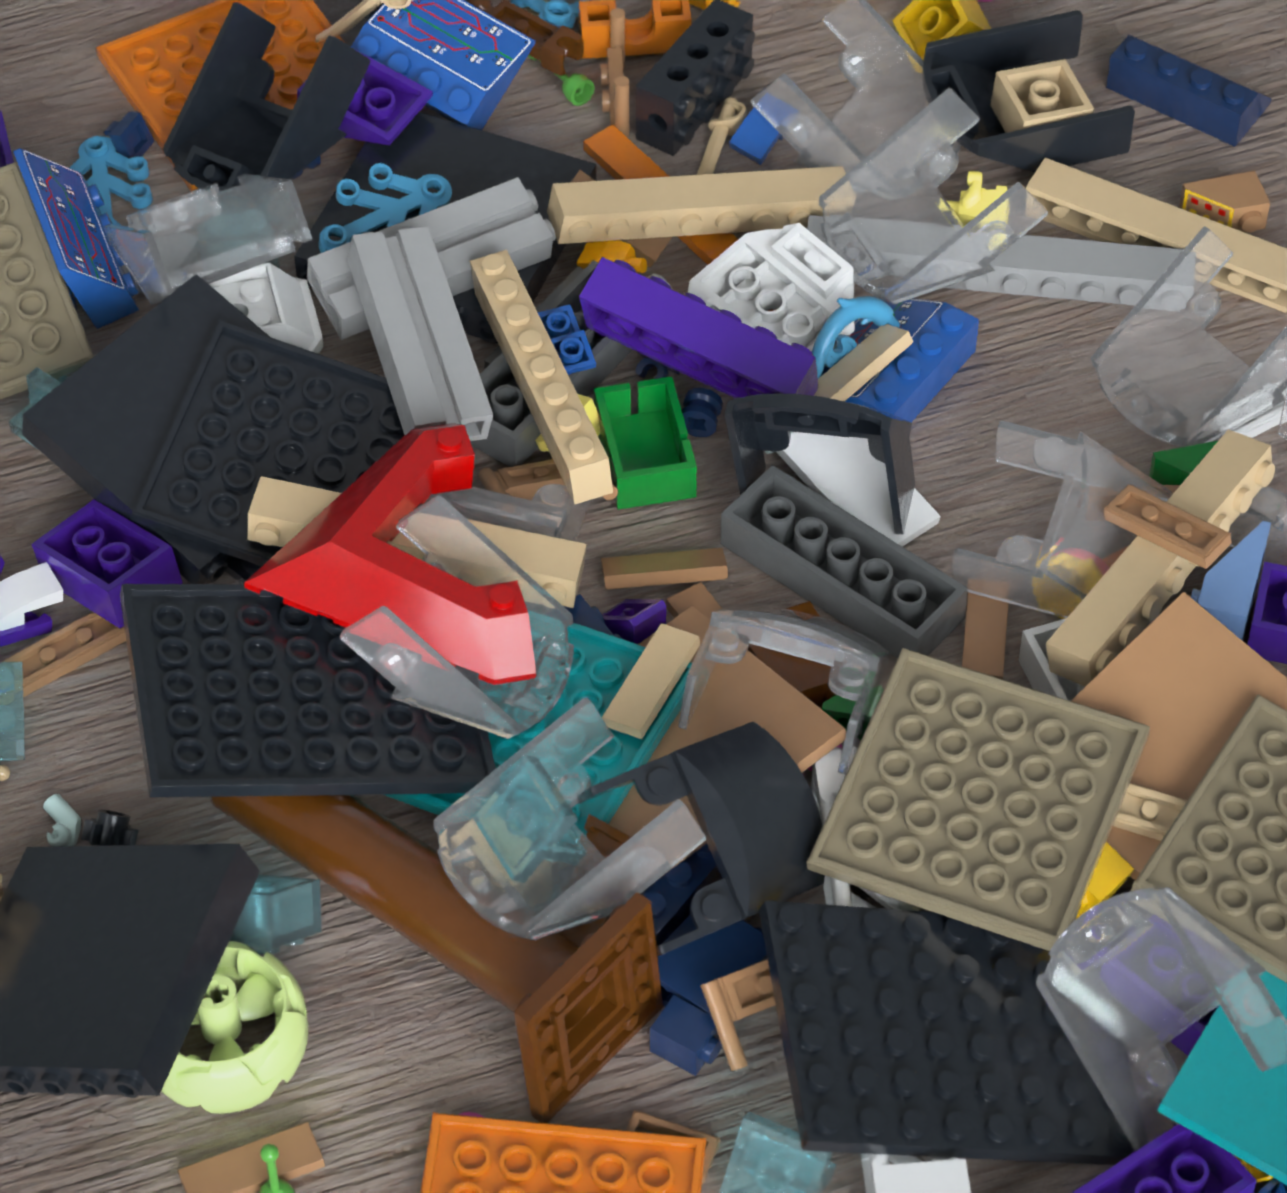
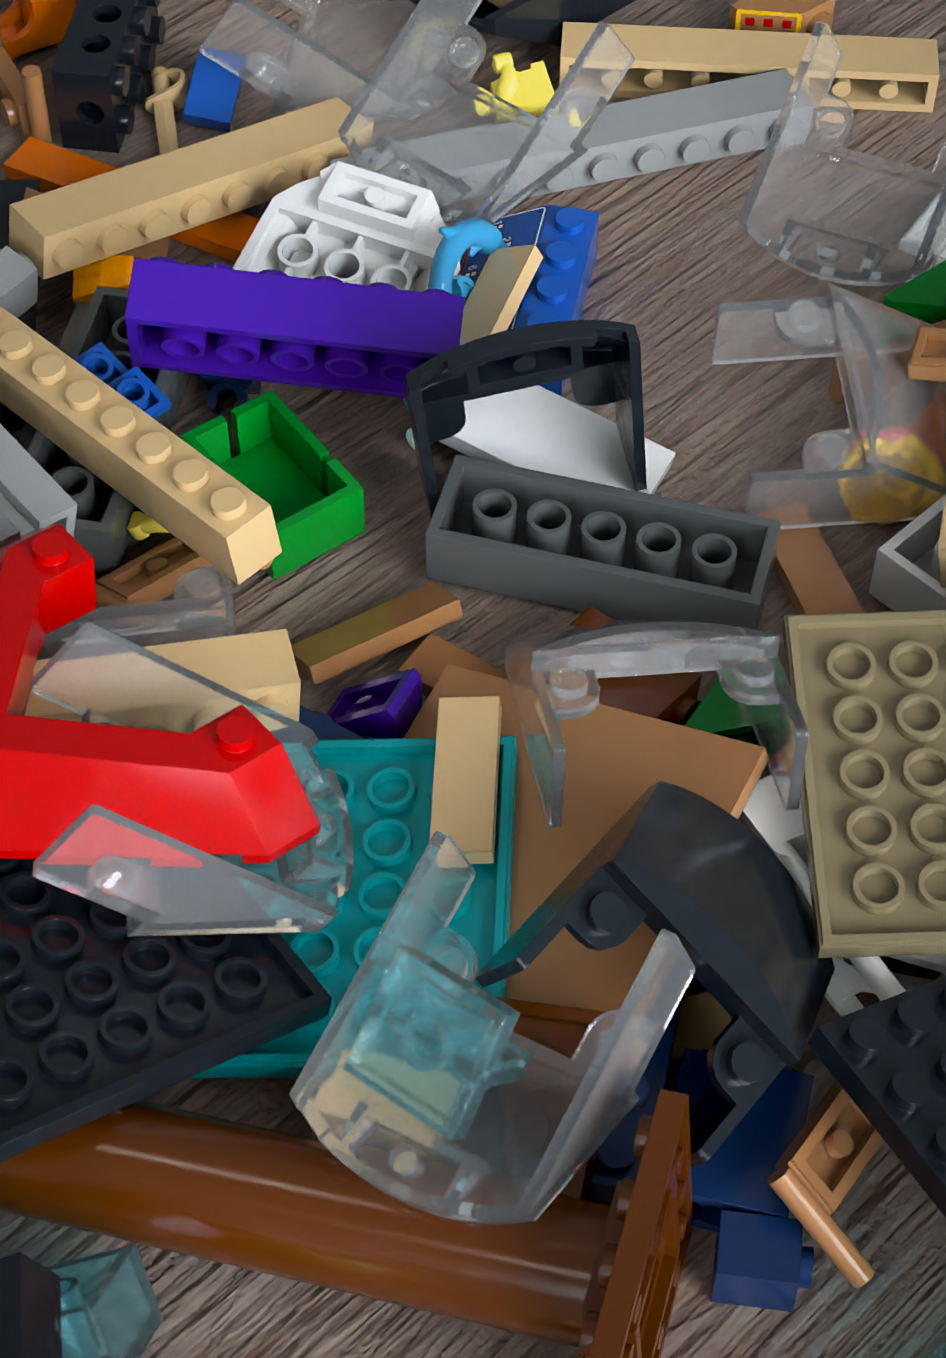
camera: 25 degrees left, 0 degrees up
(701, 411) = (323, 418): dark blue wheel -> none

